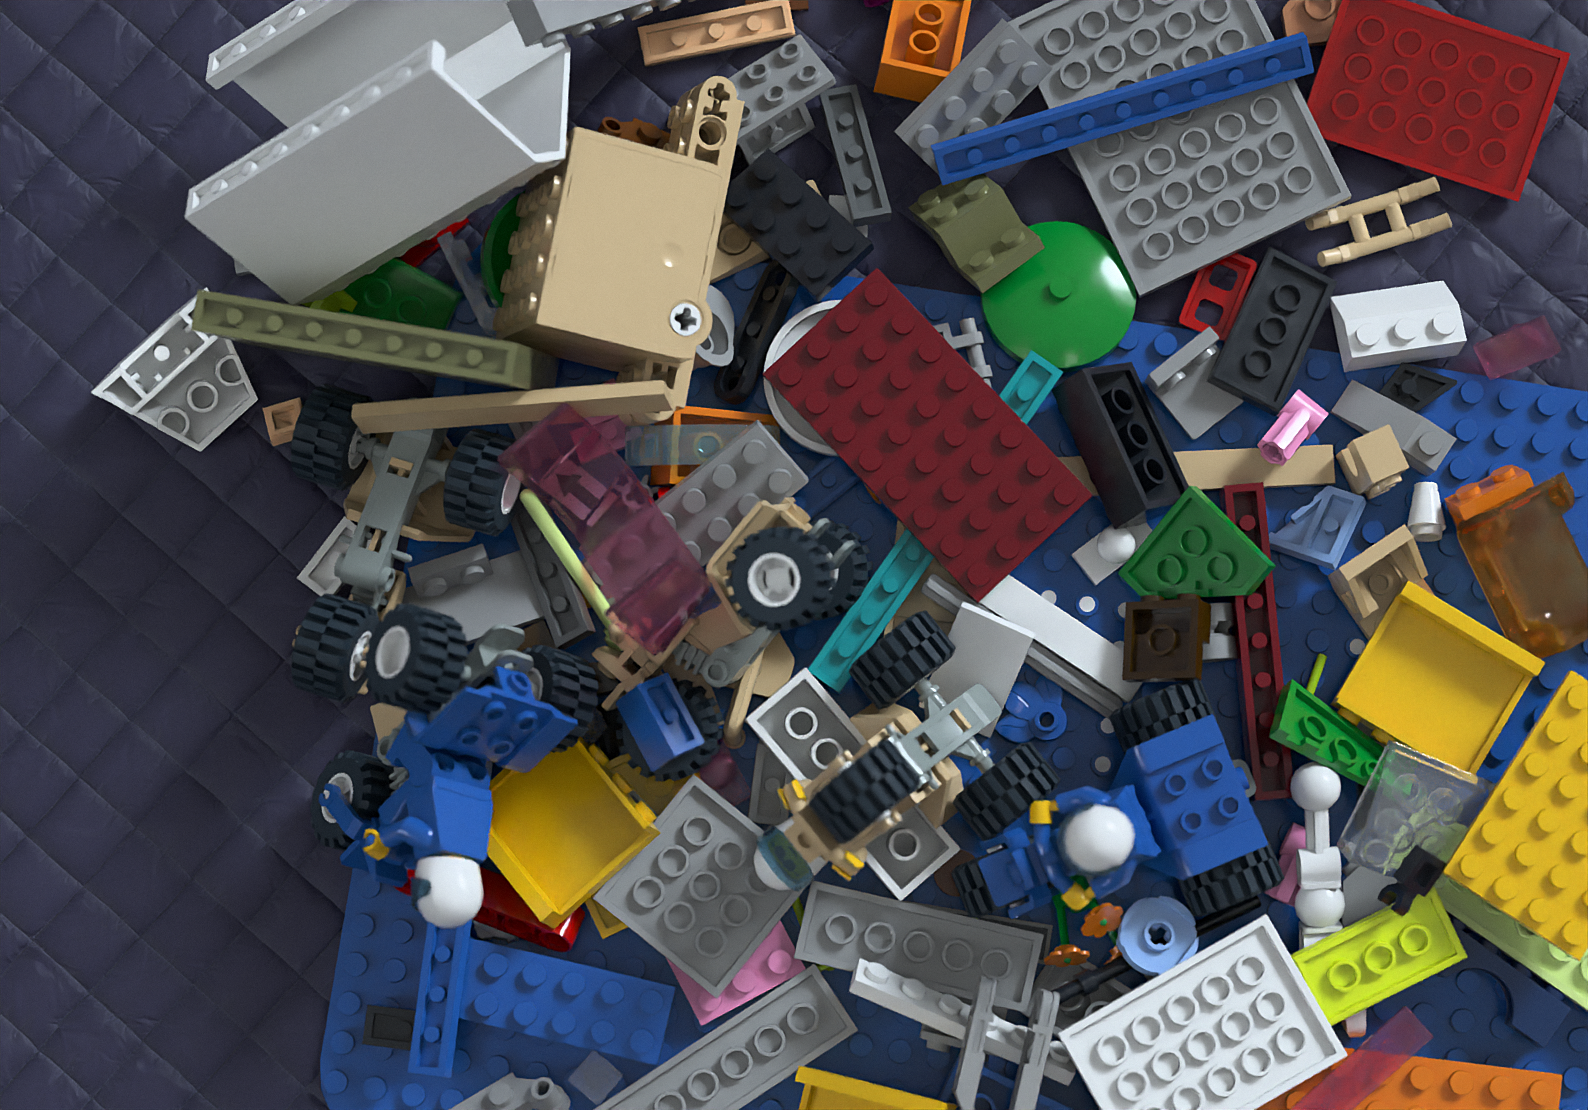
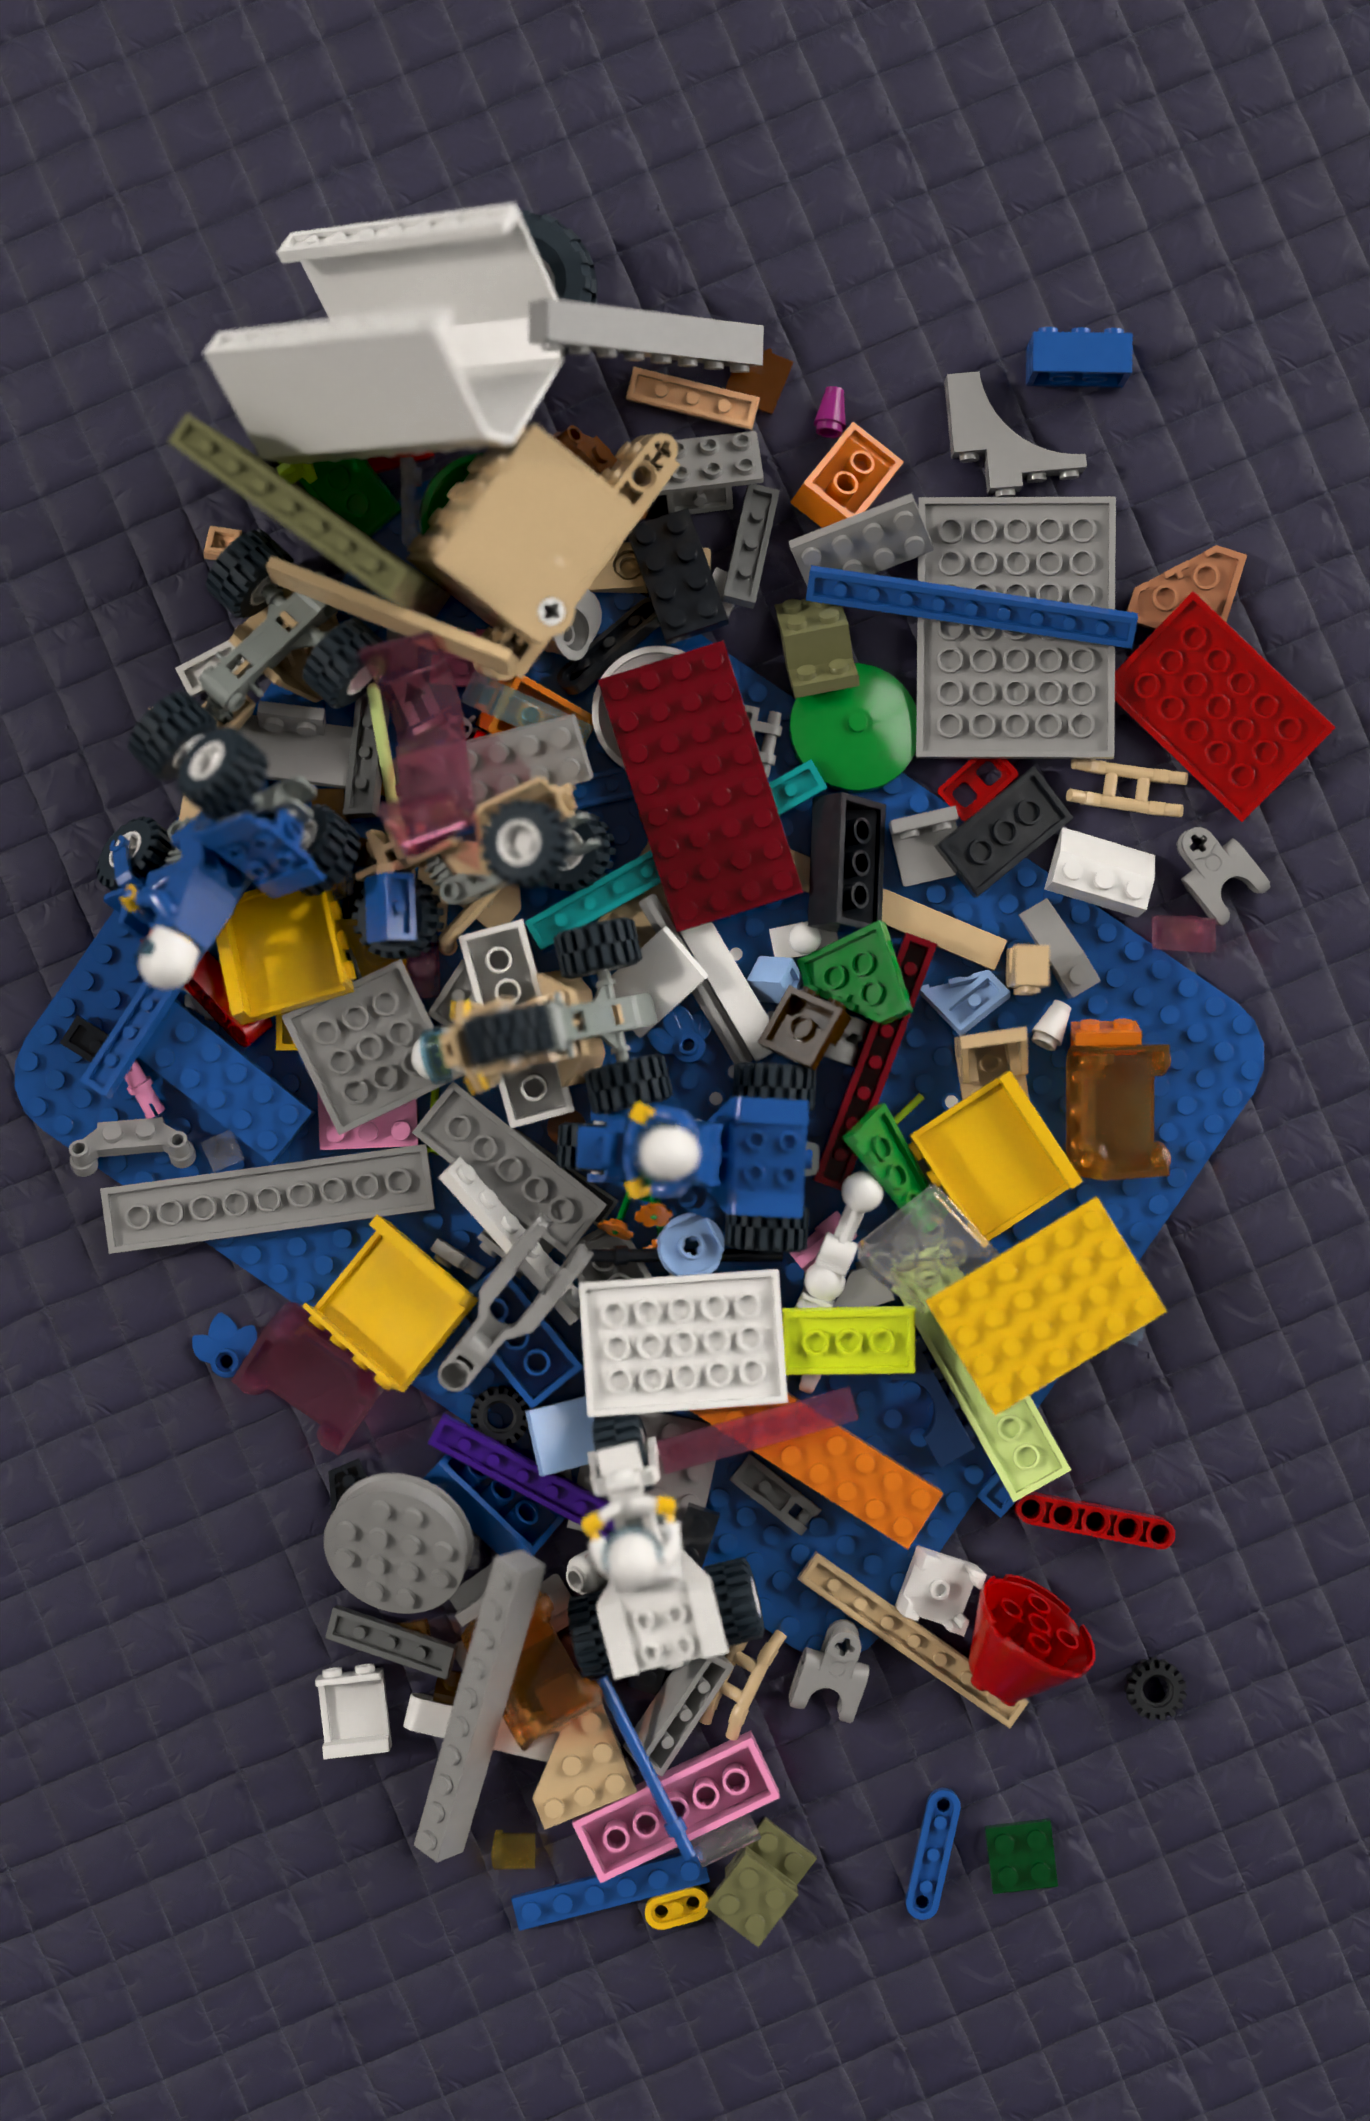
camera: 25 degrees right, 5 degrees up
(181, 381) = (154, 478): white wedge -> none
(475, 1051) = (142, 1089): none -> bright pink pin
(897, 1073) = (448, 1255): none -> light grey plate
(1103, 603) = (772, 977): none -> light blue panel
(1295, 423) = (985, 911): bright pink piece -> none
(1414, 876) = (903, 1294): black plate -> none
(1415, 386) = (1091, 926): black piece -> none
(1511, 265) = (1213, 868): none -> light grey piece

